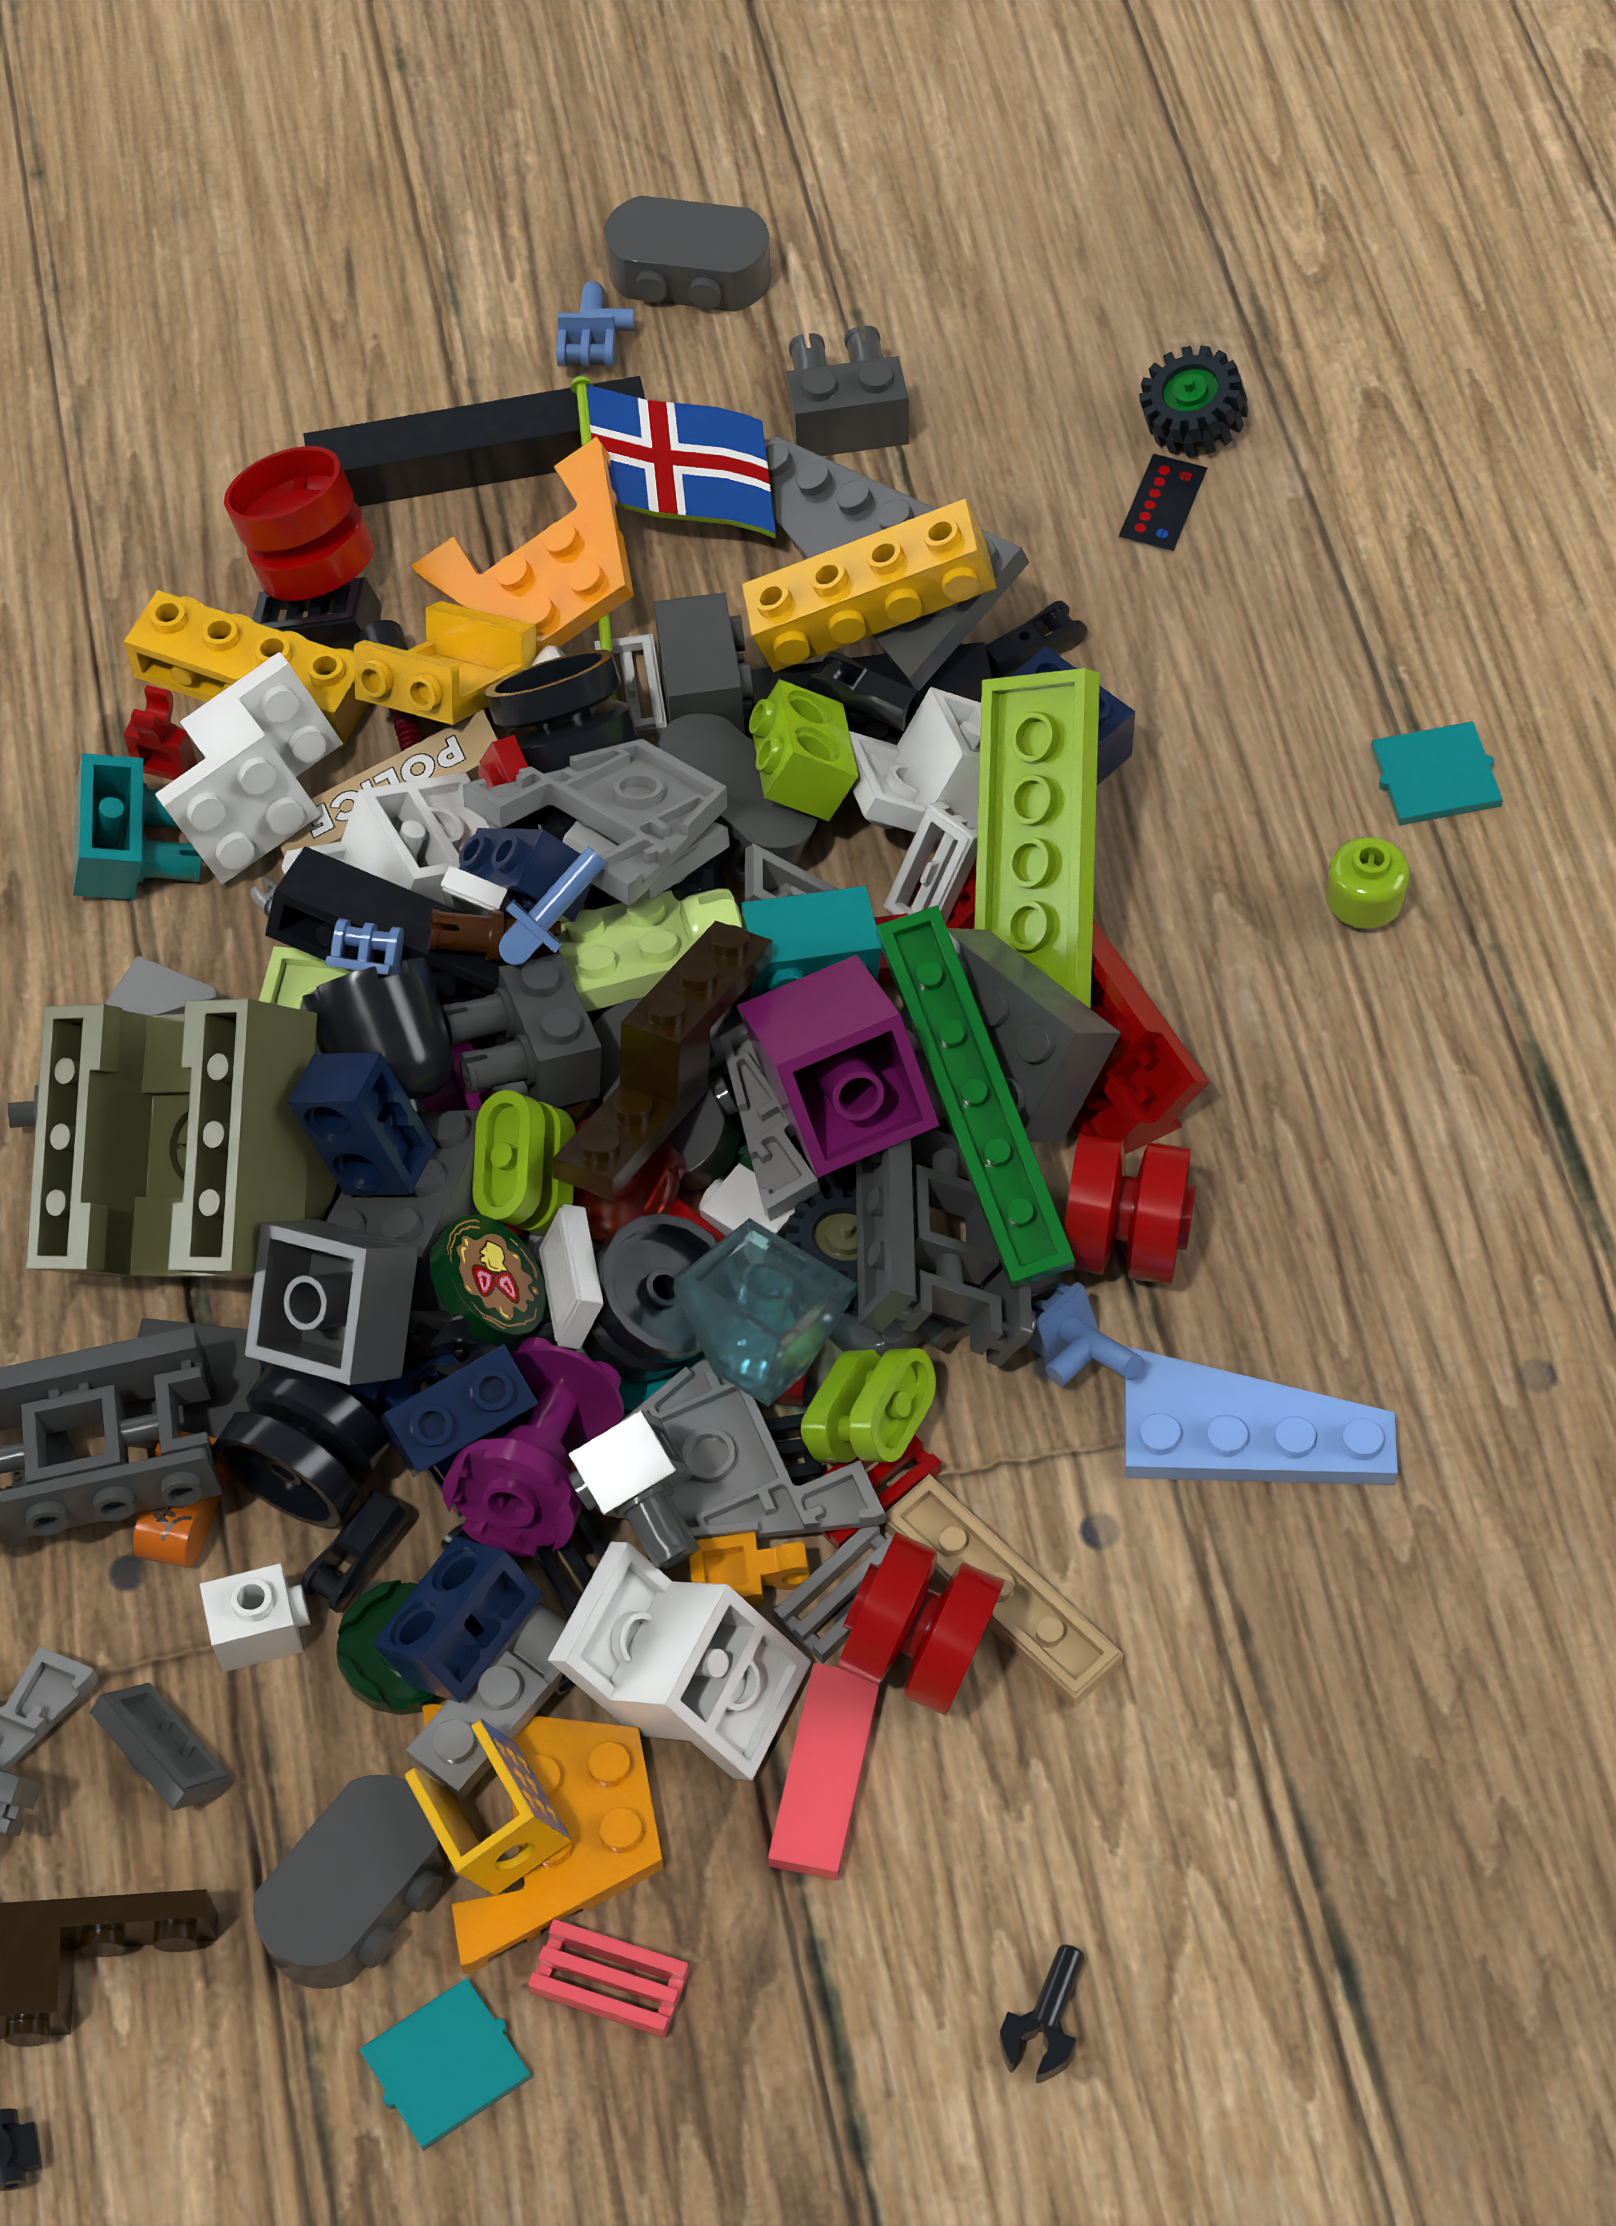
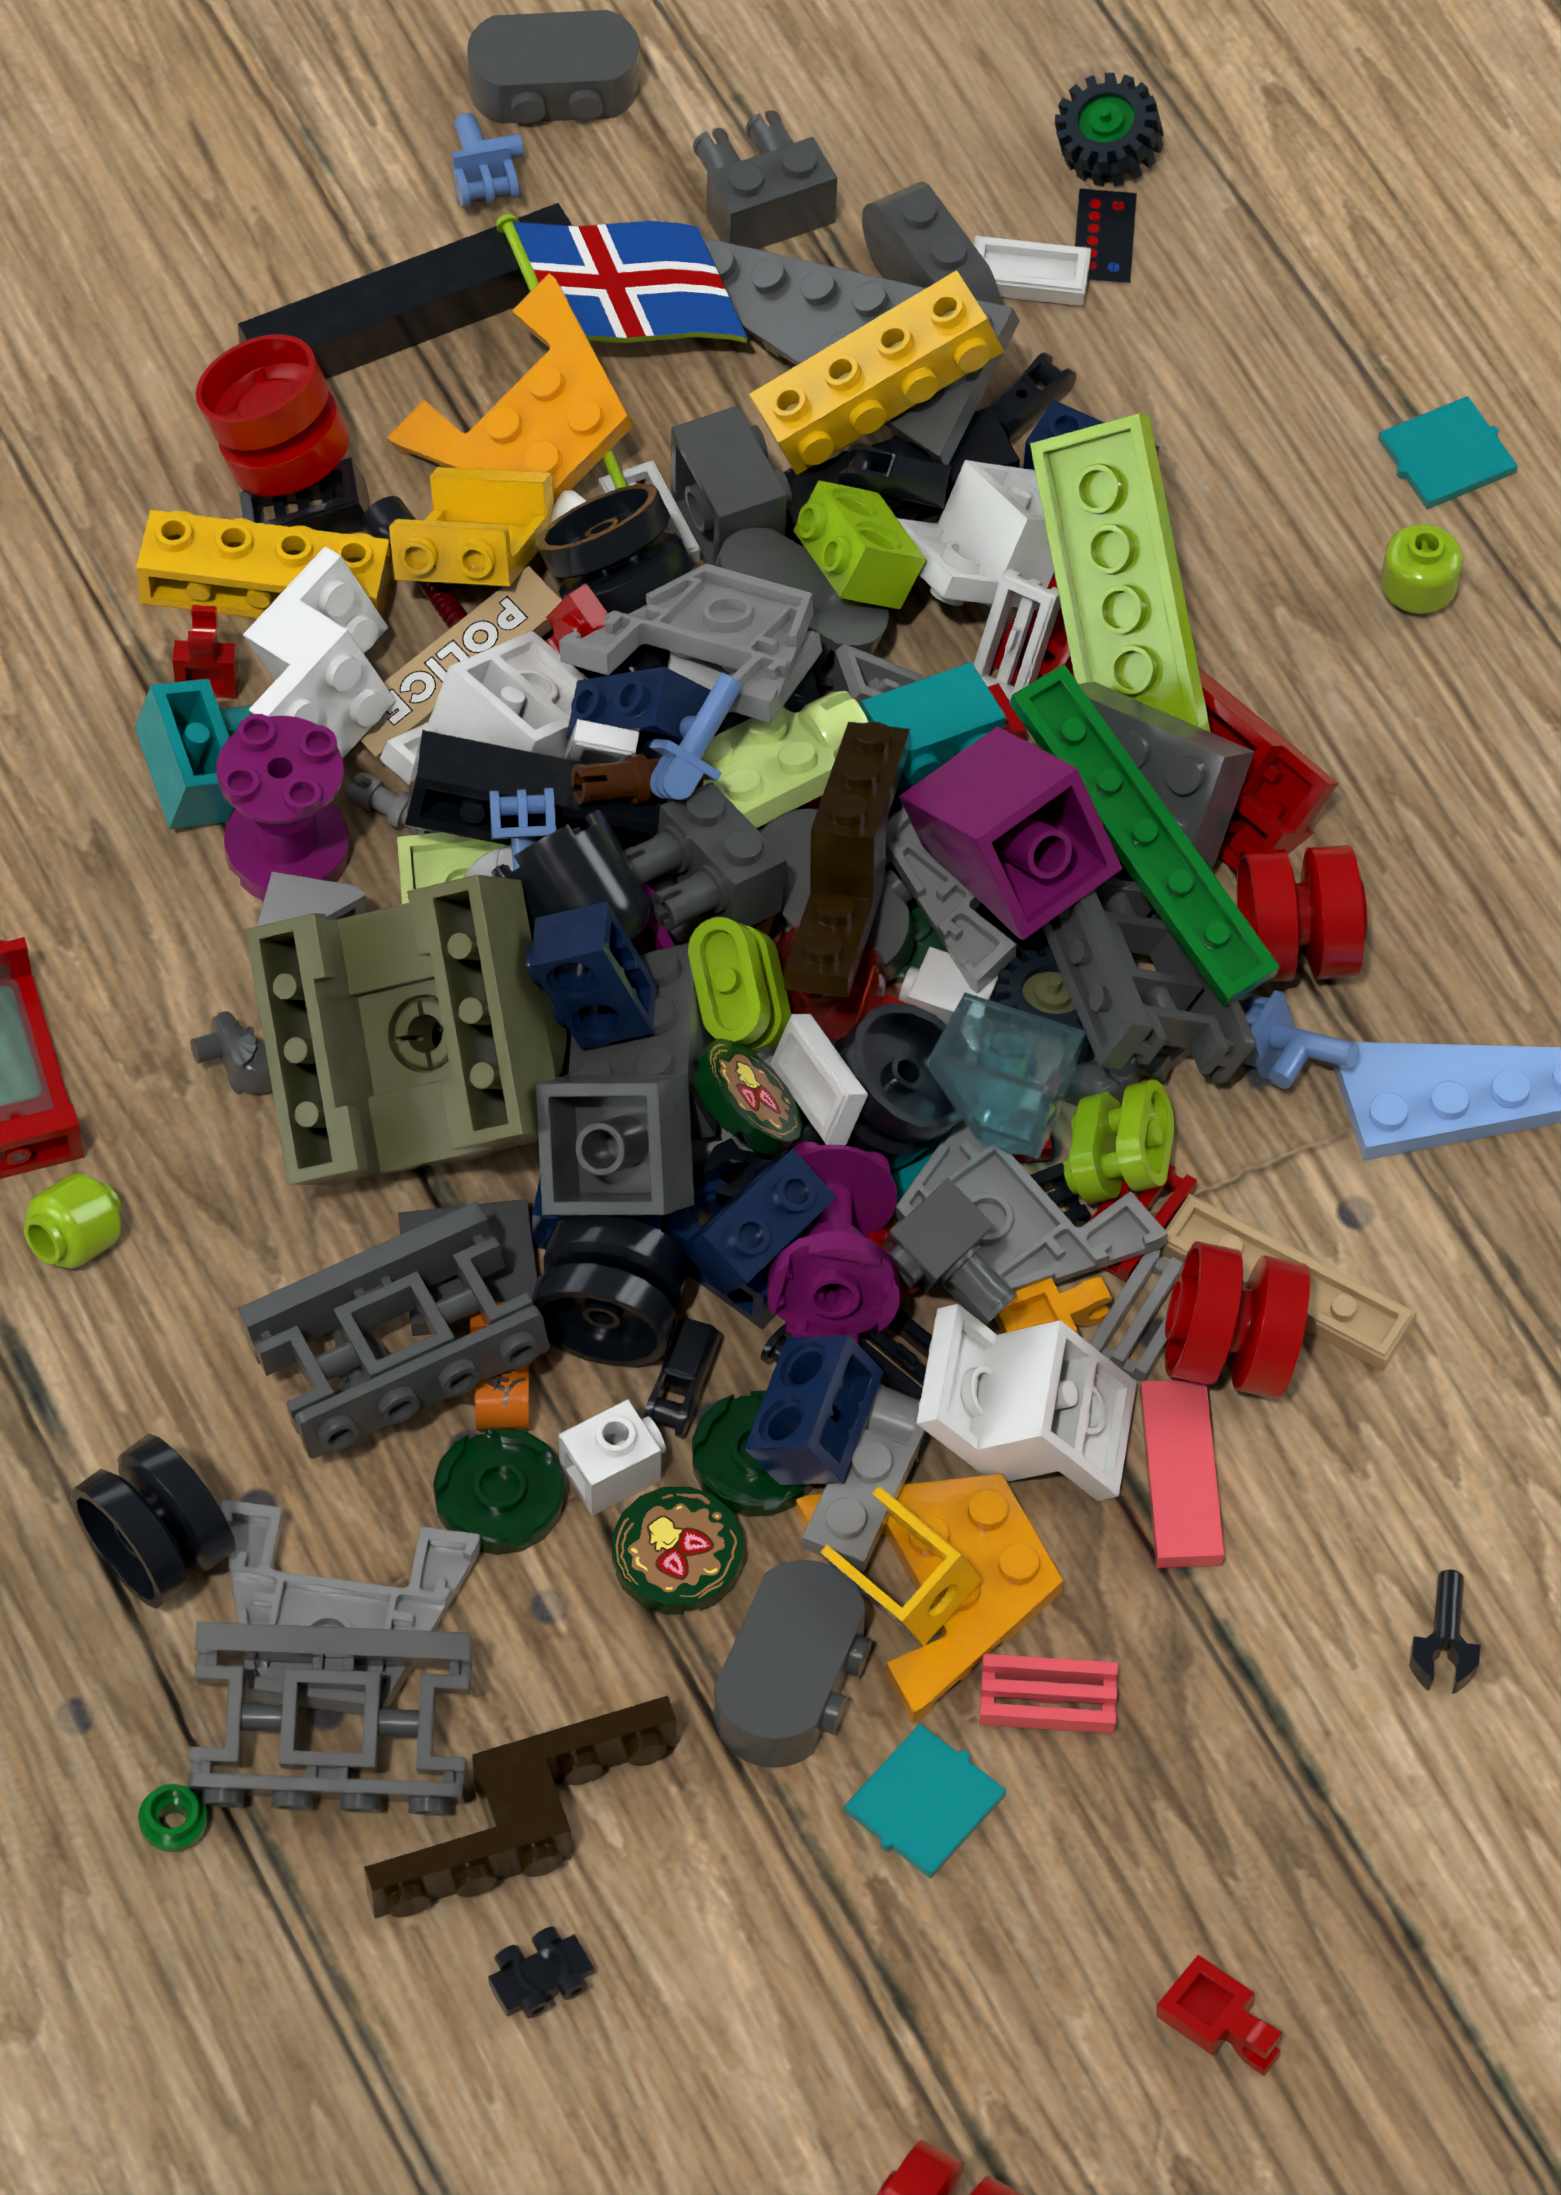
camera: 20 degrees left, 0 degrees up
(139, 1624) = (500, 1488): none -> dark green tile
(159, 871) = (282, 786): none -> magenta piece
(160, 1746) = (567, 1588): dark grey plate -> none
(289, 1730) = (677, 1550): none -> tile
(969, 465) = (920, 242): none -> dark grey brick
(1077, 521) = (1037, 269): none -> white tile

